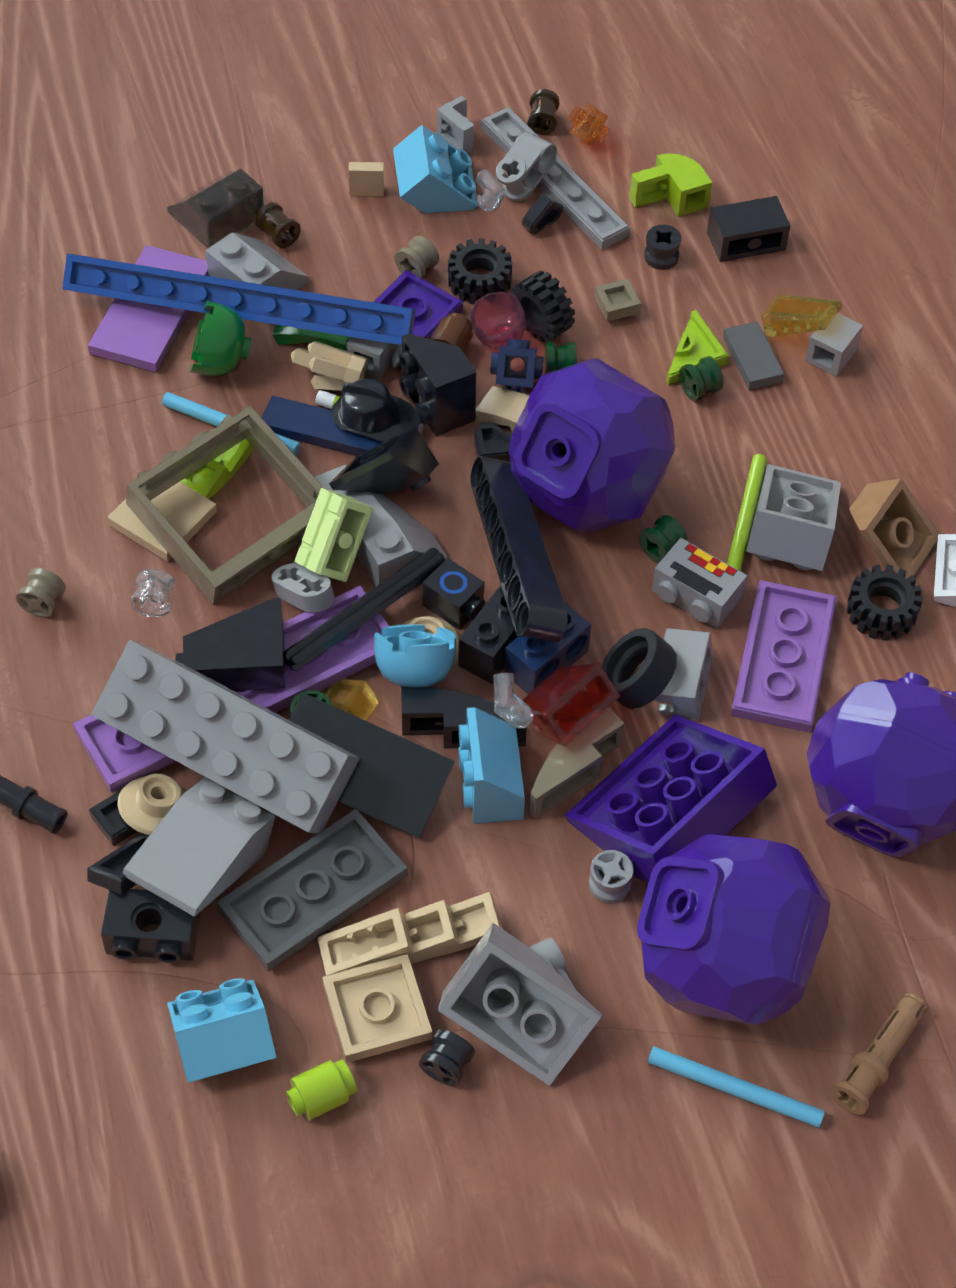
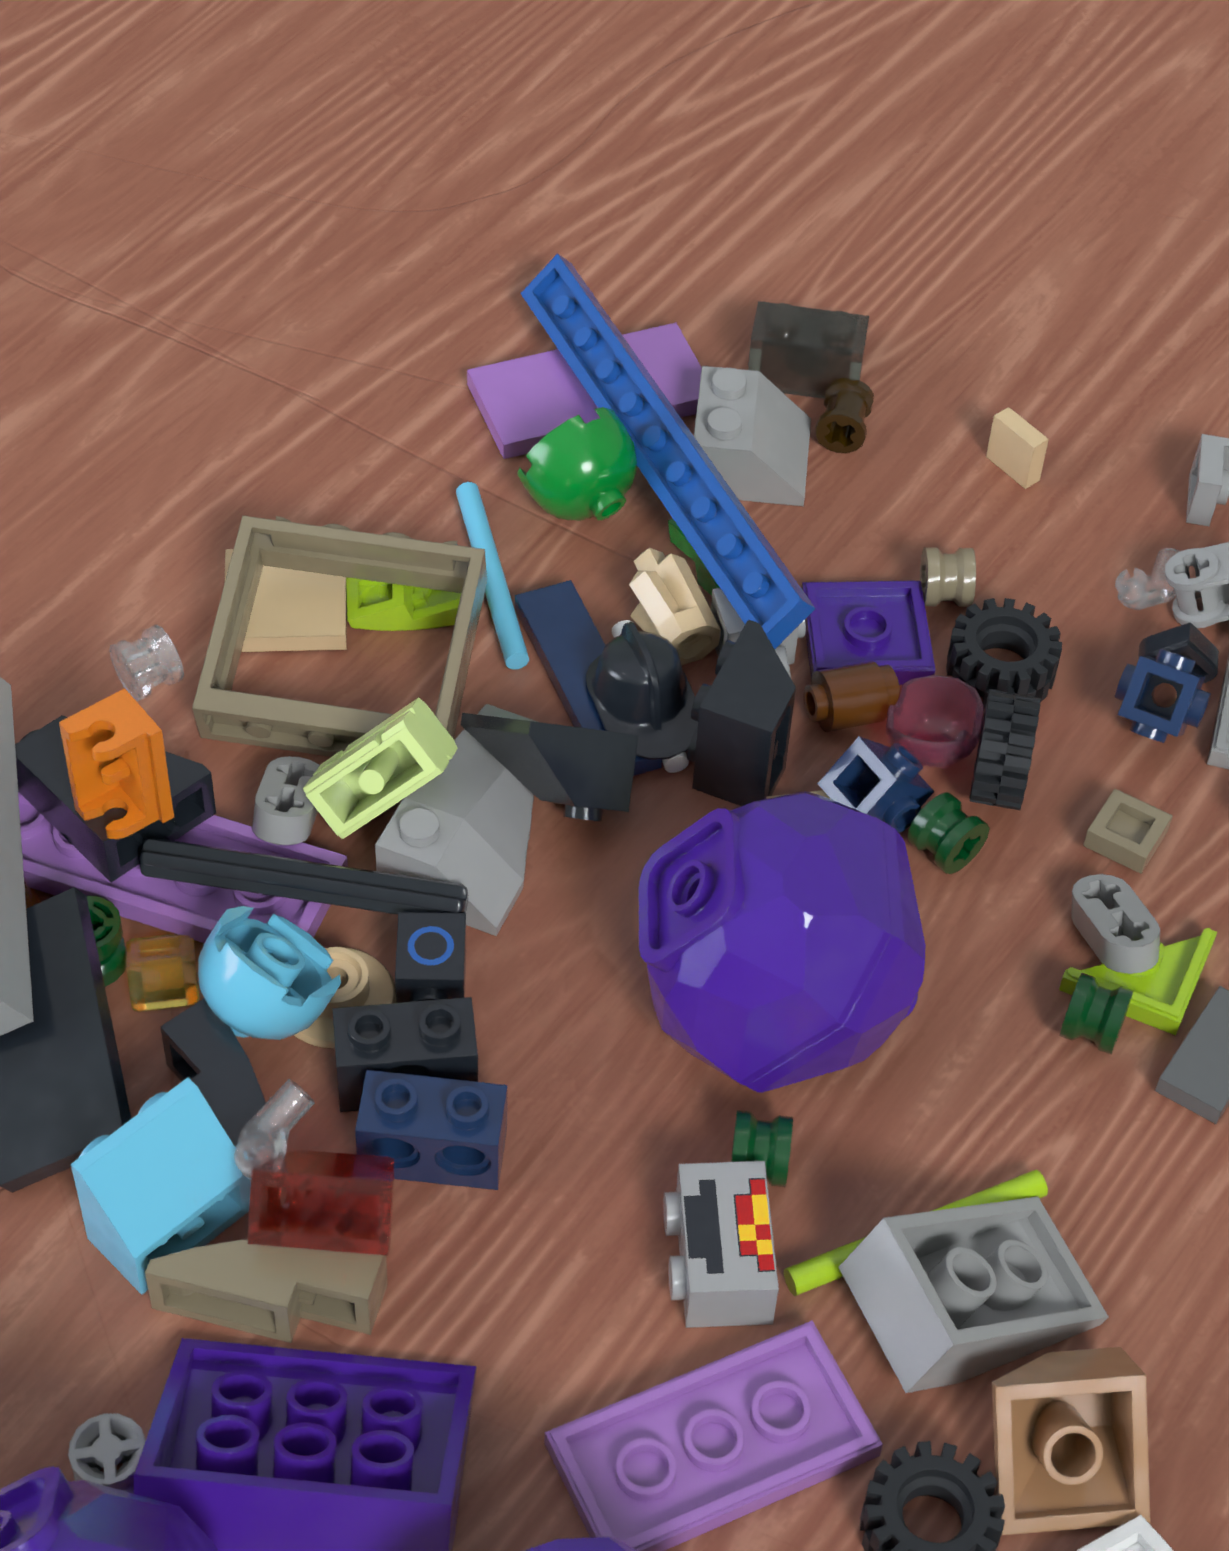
camera: 50 degrees right, 5 degrees down
(40, 593) = (52, 561): dark tan wheel -> none
(269, 618) = (117, 762): none -> orange hinge
(434, 173) = (1107, 506): medium azure slope -> none
(518, 552) = (507, 994): black beam -> none
(564, 233) = (1137, 693): none -> dark blue brick
(652, 675) = (485, 1257): black tyre -> none
(663, 338) = (1115, 923): none -> light grey beam
(691, 673) = (547, 1327): light grey hinge -> none

